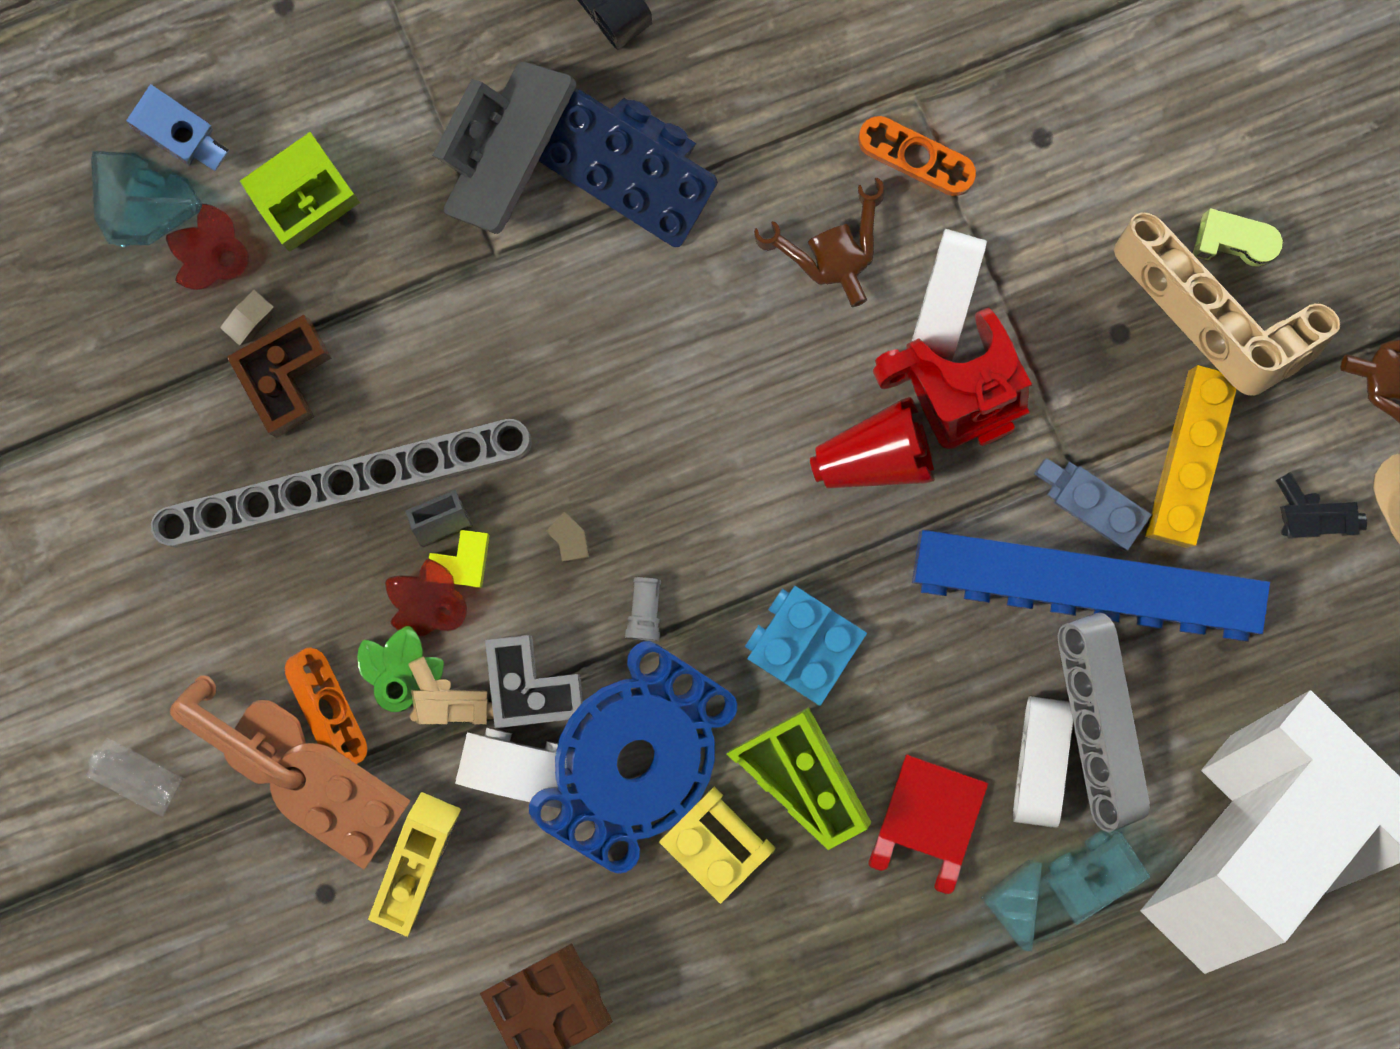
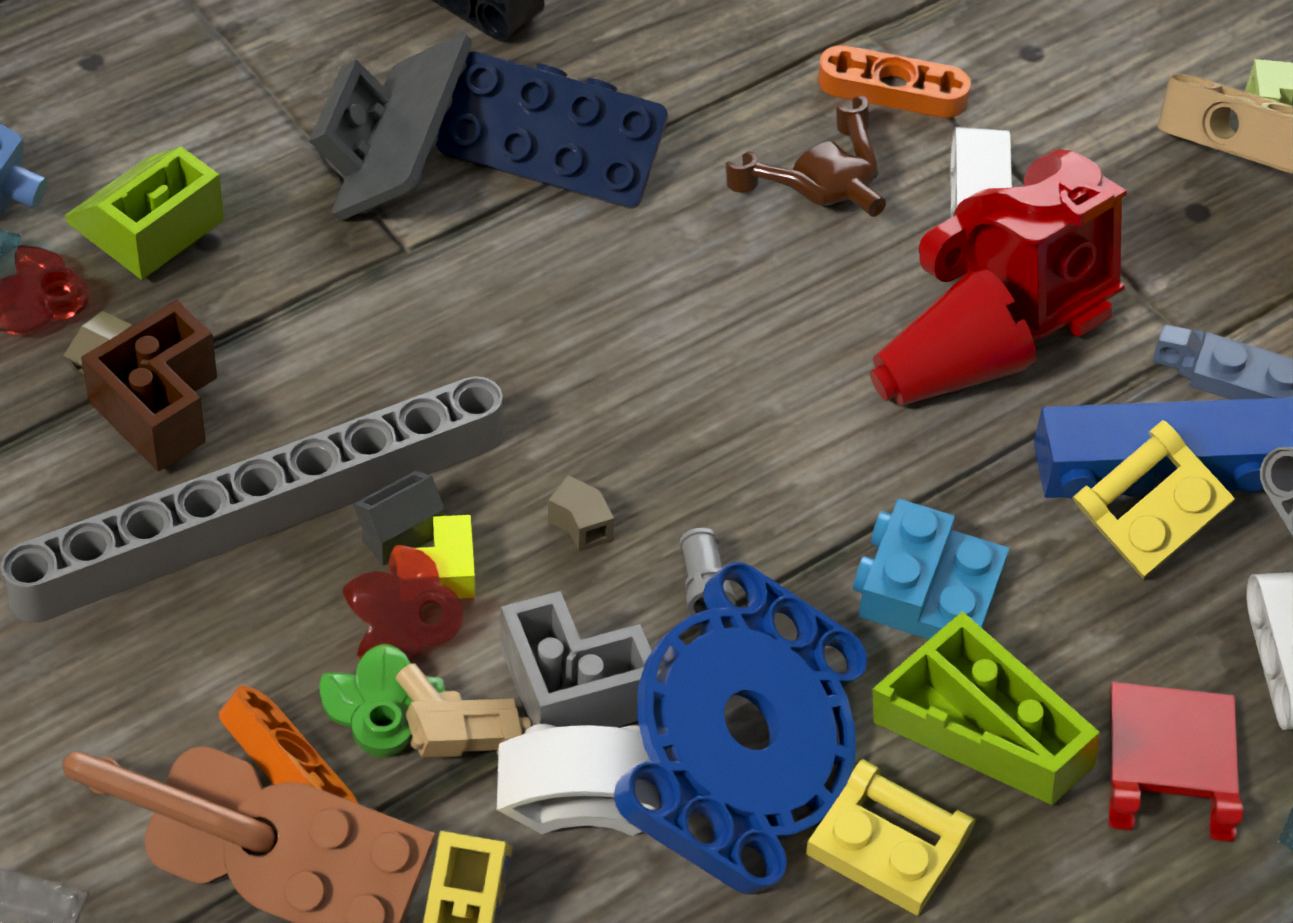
camera: 20 degrees left, 35 degrees down
(986, 636) = (1164, 516): none -> light yellow plate

